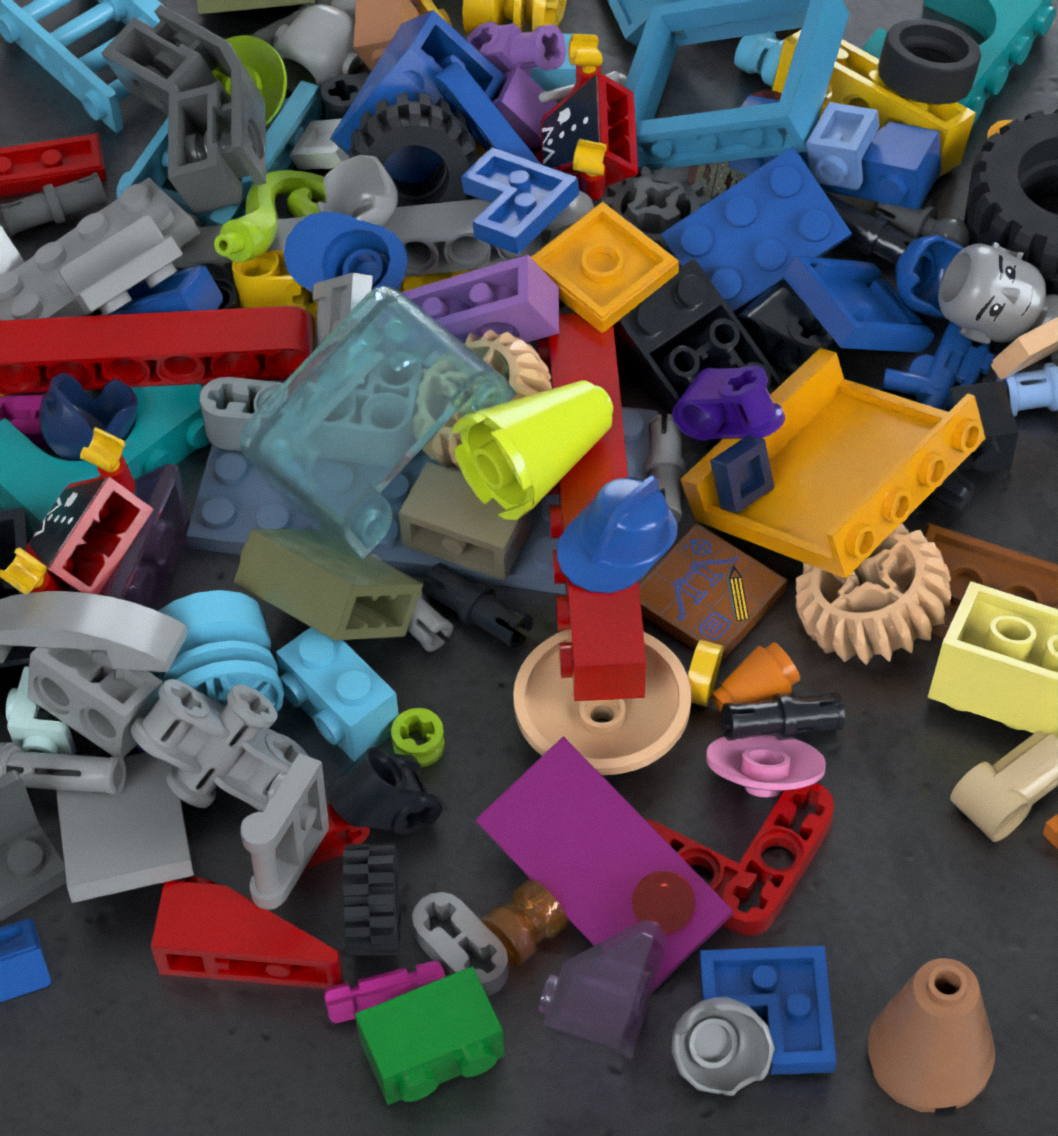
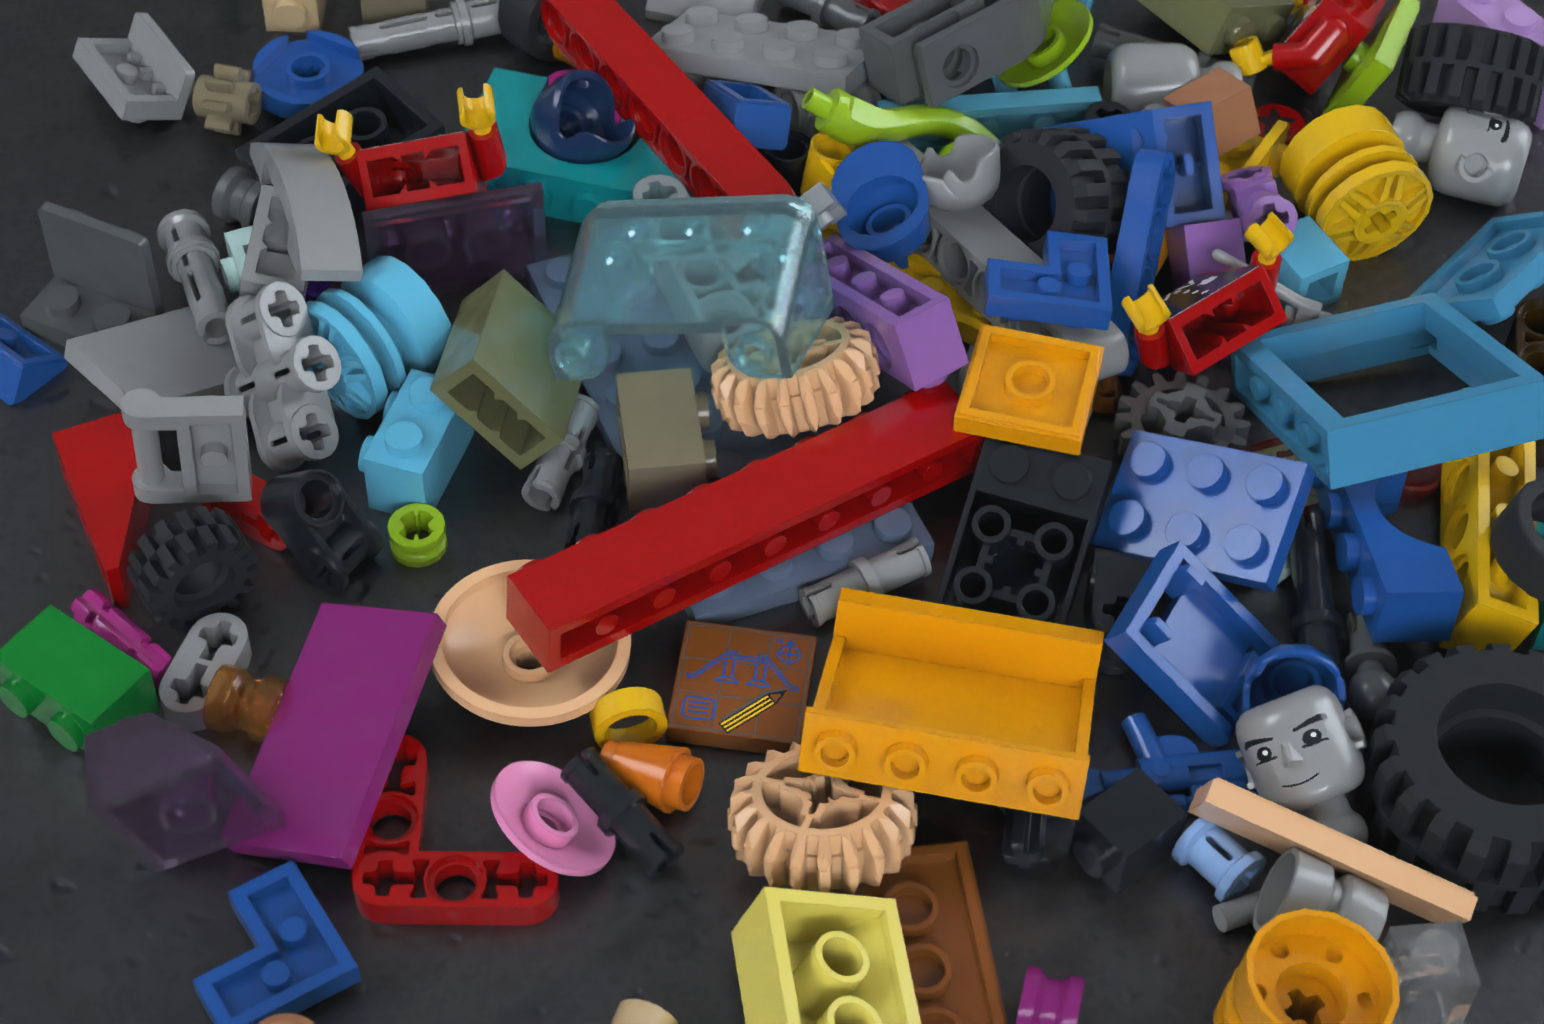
camera: 55 degrees right, 5 degrees down
(119, 263) = (744, 53): light grey bracket -> none
(530, 443) = (741, 415): neon yellow cone -> none
(617, 536) = (691, 542): blue piece -> none
(664, 900) = (310, 793): clear red tile -> none
(721, 1046) = (188, 923): light grey hair -> none
(728, 405) = (949, 578): dark purple piece -> none
(742, 474) = (881, 632): dark blue plate -> none
(840, 144) = (1367, 509): medium blue bracket -> none

